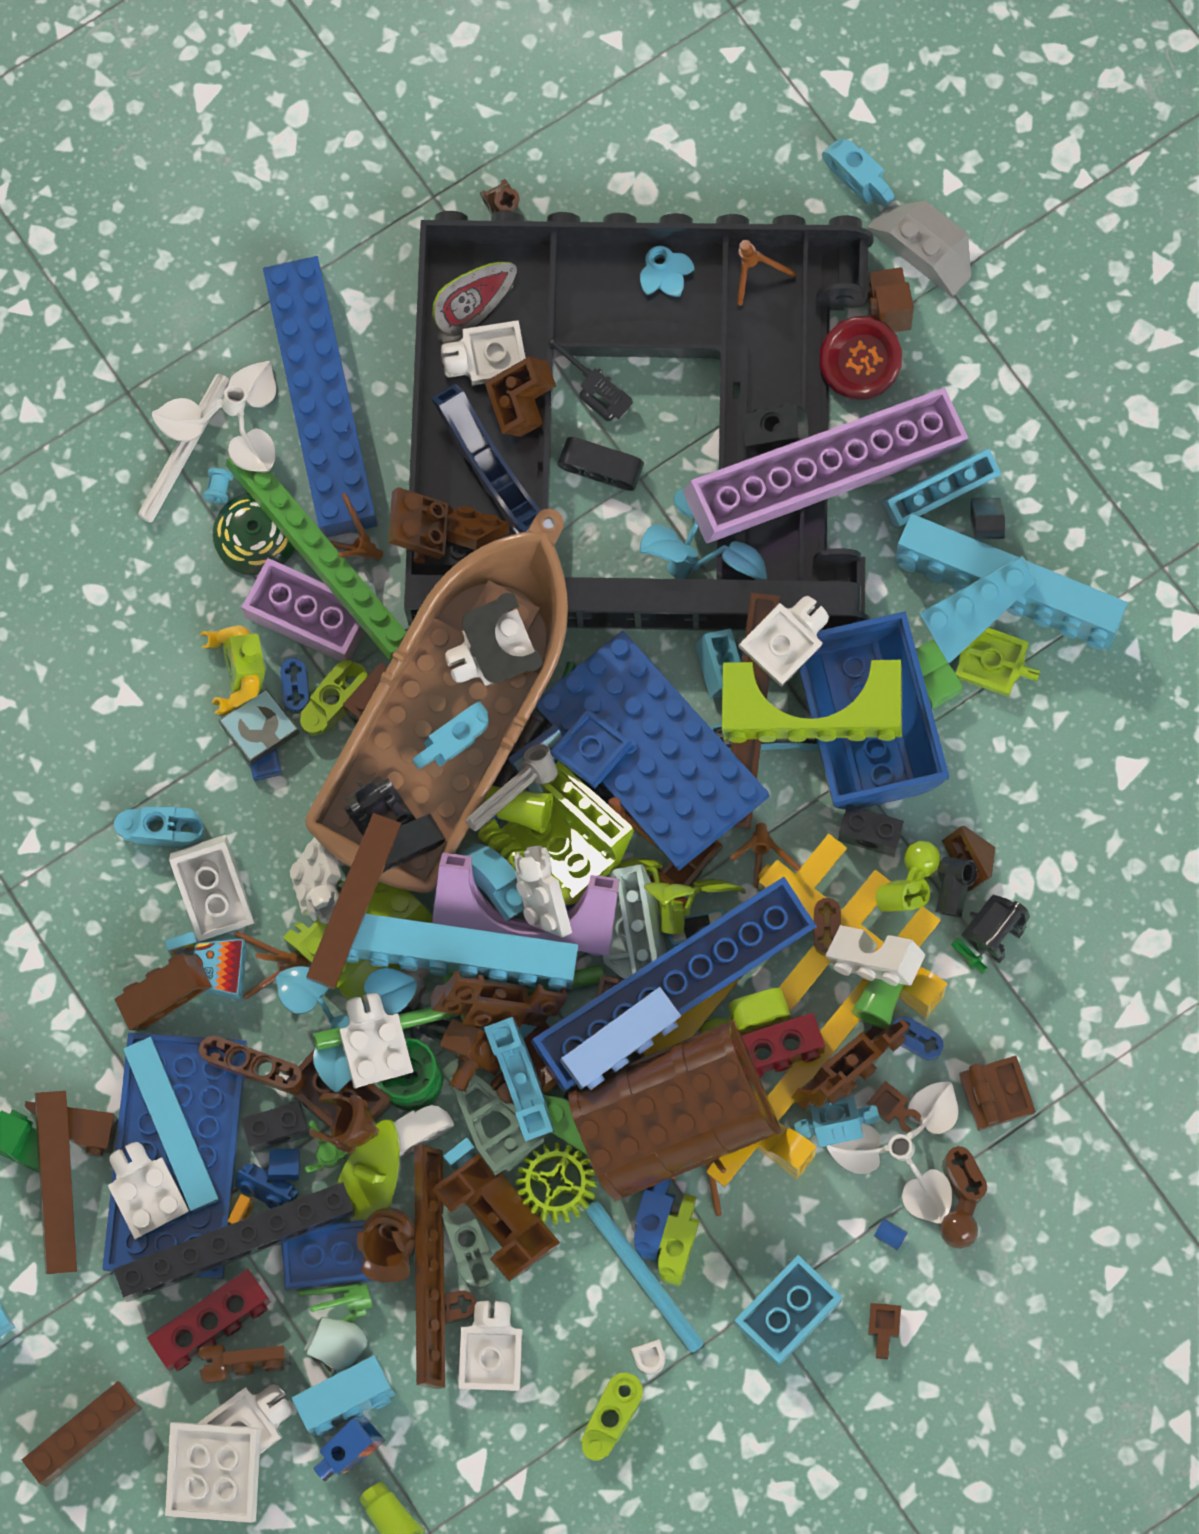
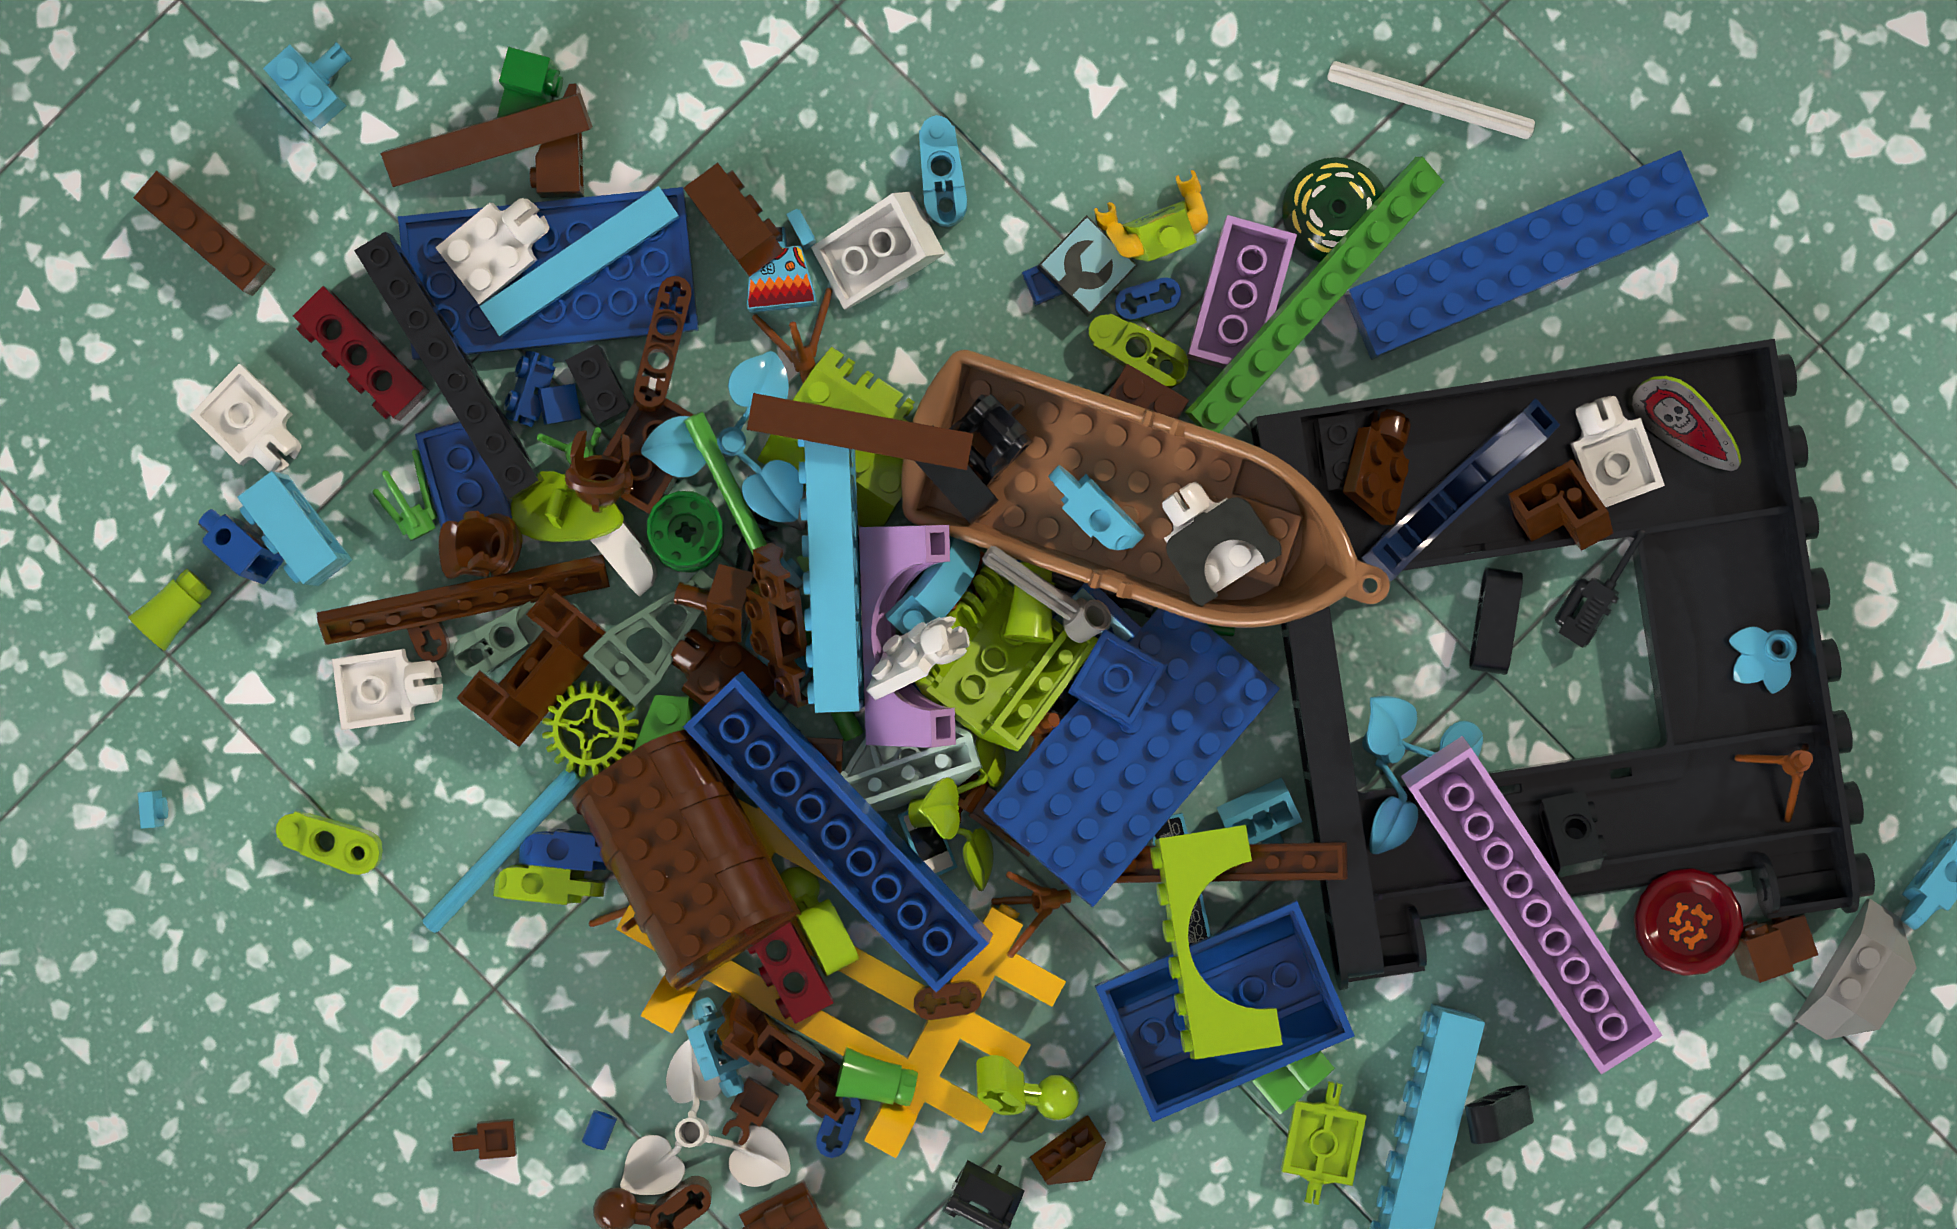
camera: 70 degrees right, 15 degrees up
(213, 1472) = (184, 394): white plate -> none
(217, 485) = (1387, 152): medium azure bush -> none
(241, 1210) = (493, 365): light orange tile -> none
(241, 1361) = (315, 402): reddish brown plate -> none
(253, 384) = (1525, 163): white plant -> none
(315, 881) = (893, 377): white plate -> none
(336, 1344) = (355, 506): light aqua piece -> none
(362, 545) = (1337, 346): dark orange plant -> none
(373, 1042) = (703, 486): white plate -> none
(418, 524) = (1361, 415): reddish brown plate -> none
(460, 1154) = (604, 610): medium azure plate -> none
(500, 198) = (1829, 431): reddish brown connector -> none
(520, 1078) = (695, 669): medium azure slope -> none
(620, 1038) = (750, 783): light blue brick -> none
(649, 1357) = (409, 872): white tile -> none
(786, 639) = (1290, 897): white plate -> none
(788, 1311) = (483, 1026): medium azure brick -> none
(870, 830) = (1080, 1031): black brick -> none
(893, 963) = (905, 1096): white arch -> none
(941, 487) = (1533, 1049): medium azure brick -> none
(955, 877) = (1039, 1142): black piece -> none
(970, 611) = (1376, 1117): medium azure wing -> none
(975, 961) = (943, 1177): green piece -> none

